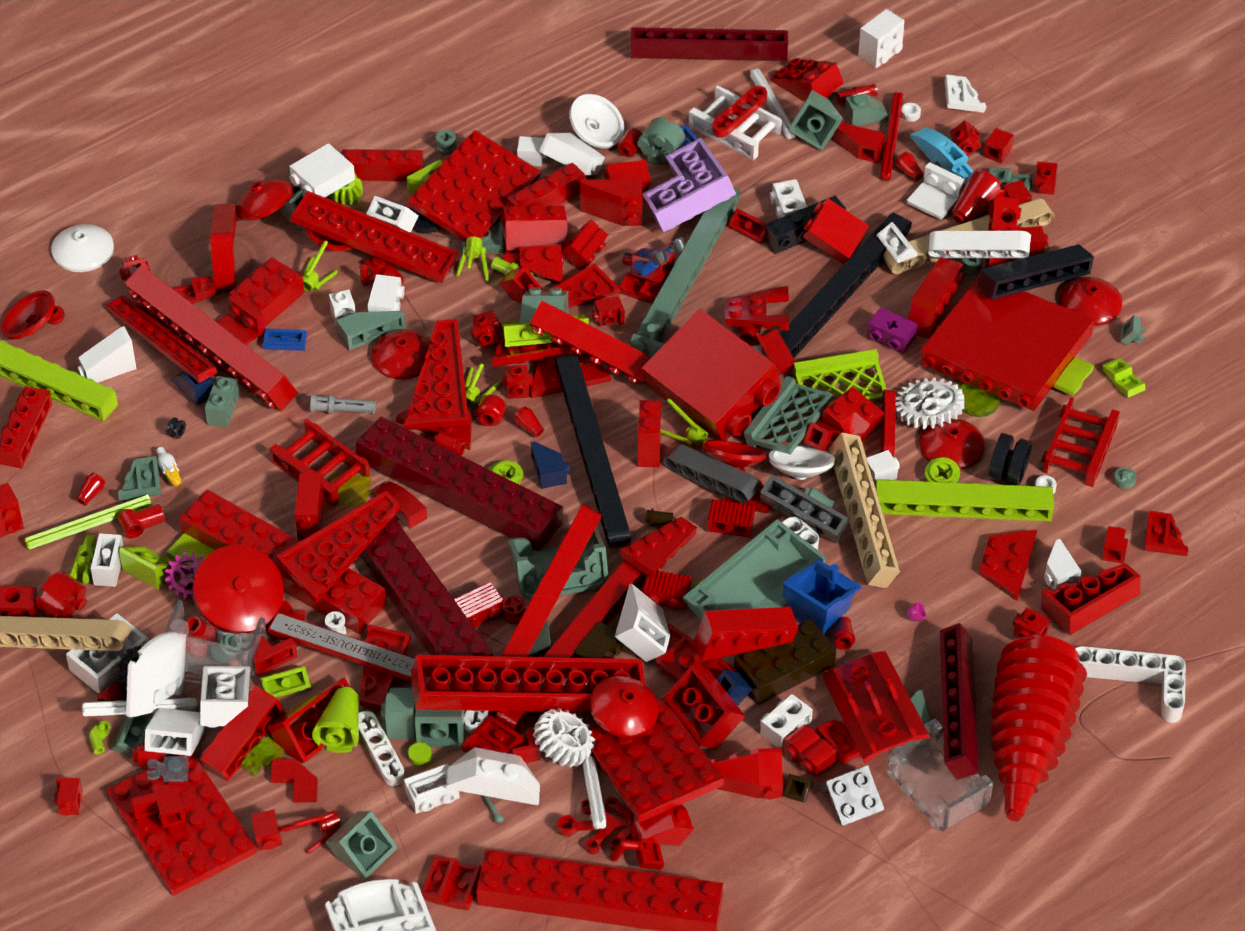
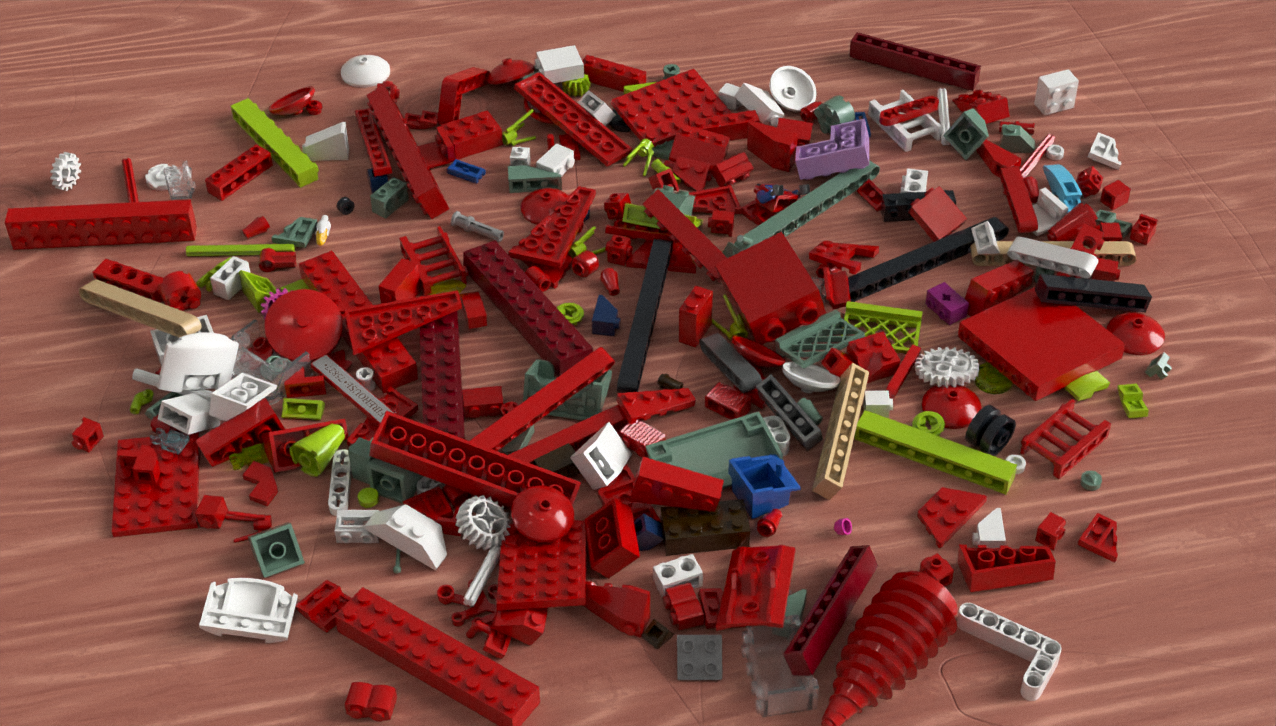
camera: 25 degrees right, 5 degrees down
(906, 184) = (1018, 199): none -> red beam

